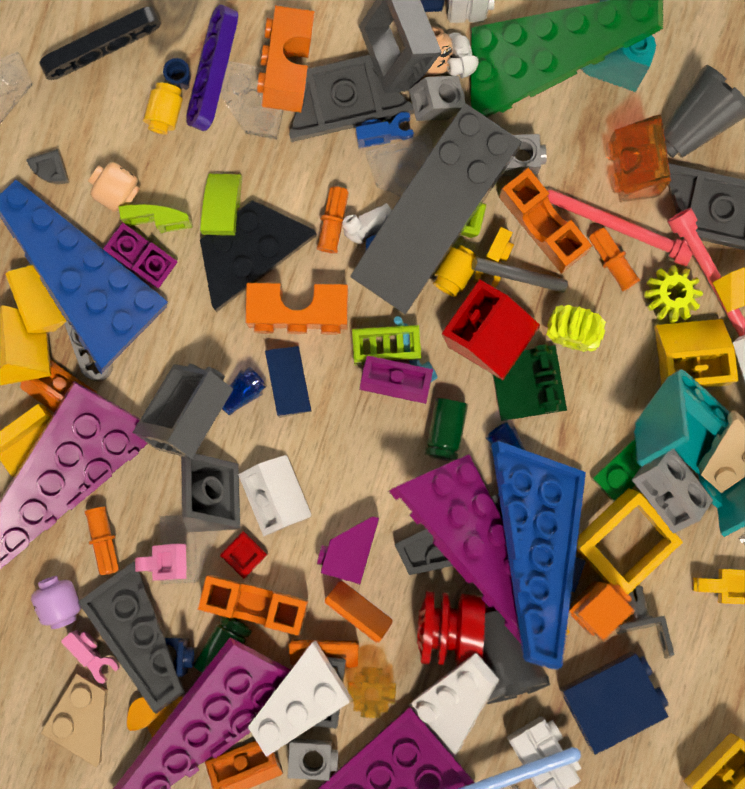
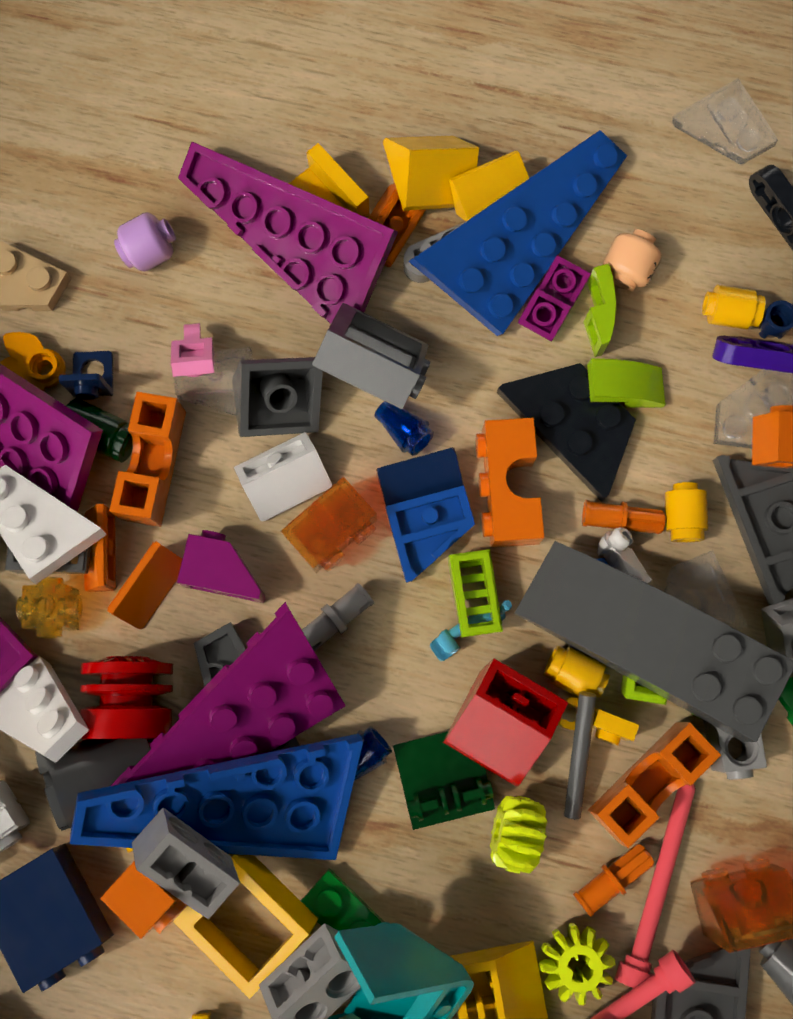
camera: 80 degrees right, 5 degrees down
(49, 167) = (646, 191): dark grey tile -> none
(84, 650) = (89, 278): bright pink plate -> none
(102, 540) = (218, 286): orange axle -> none
(132, 632) = (111, 327): dark grey wing -> none
(243, 555) = (211, 447): red tile -> none
(322, 457) = (331, 526): none -> clear orange brick
(328, 378) = (428, 527): none -> blue wing
(334, 168) = (686, 512): none -> yellow brick
(375, 132) = (739, 563): blue plate -> none
(394, 455) = (337, 616): none -> light grey pin
(396, 379) = (431, 607): magenta panel -> none
(446, 429) = (375, 676): dark green piece -> none
(581, 579) = (185, 863): none -> light grey brick
(640, 619) = (150, 947): dark grey bracket -> none

